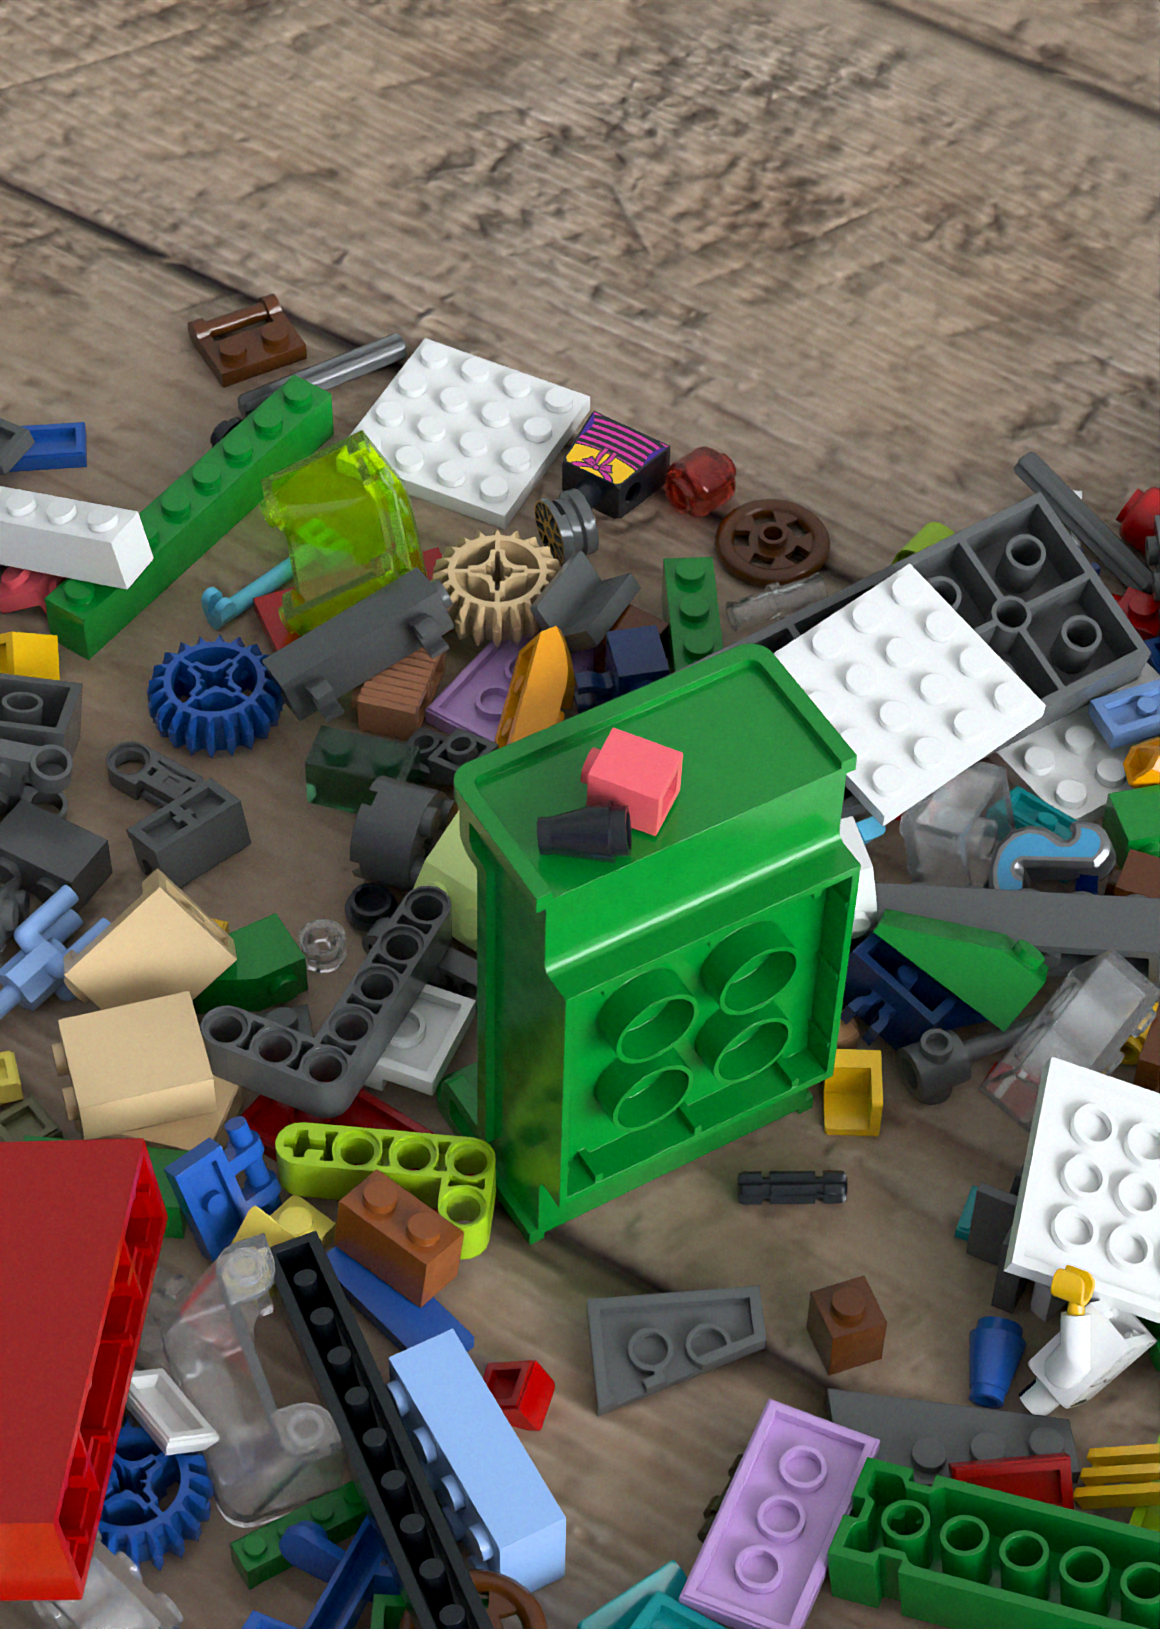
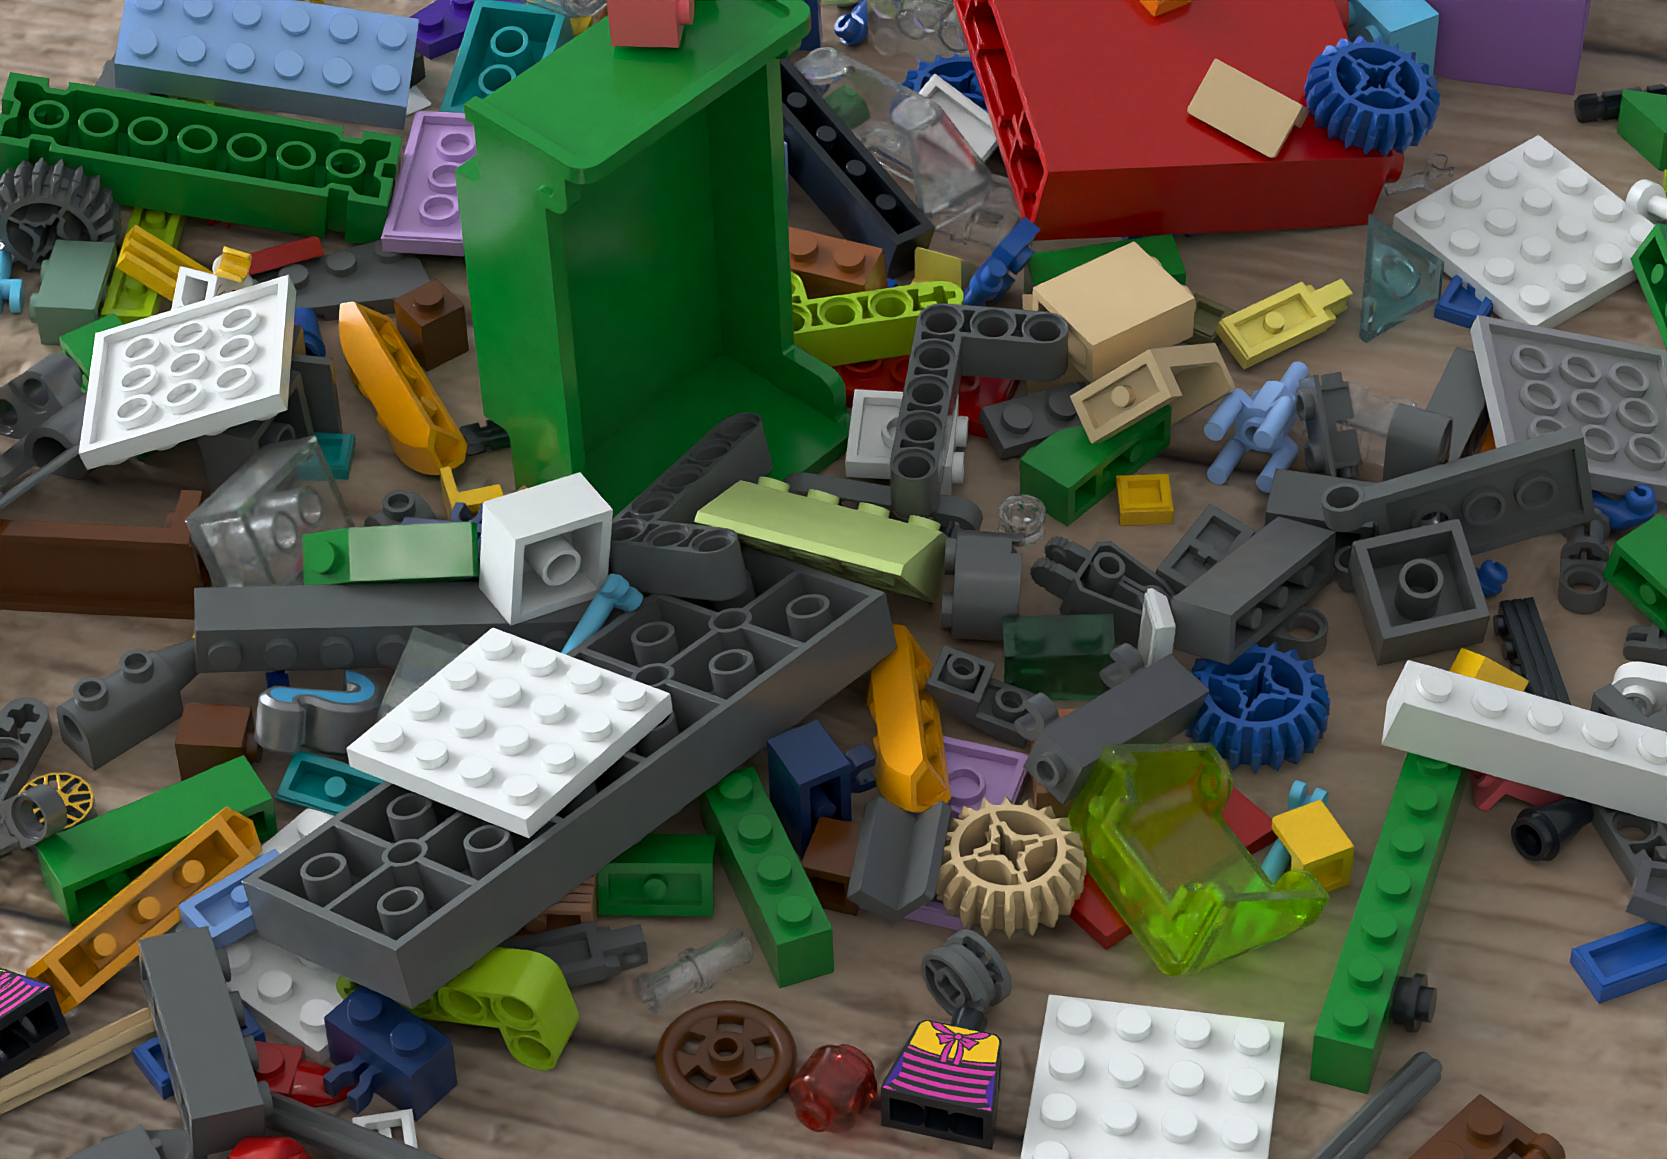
camera: 165 degrees right, 5 degrees down
(167, 757) = (1253, 589): none -> dark grey brick
(239, 554) = (1316, 844): none -> yellow panel
(280, 736) = (1156, 628): none -> white tile
(291, 818) = (1098, 583): none -> dark grey hinge
(901, 1251) = (396, 385): none -> light orange brick

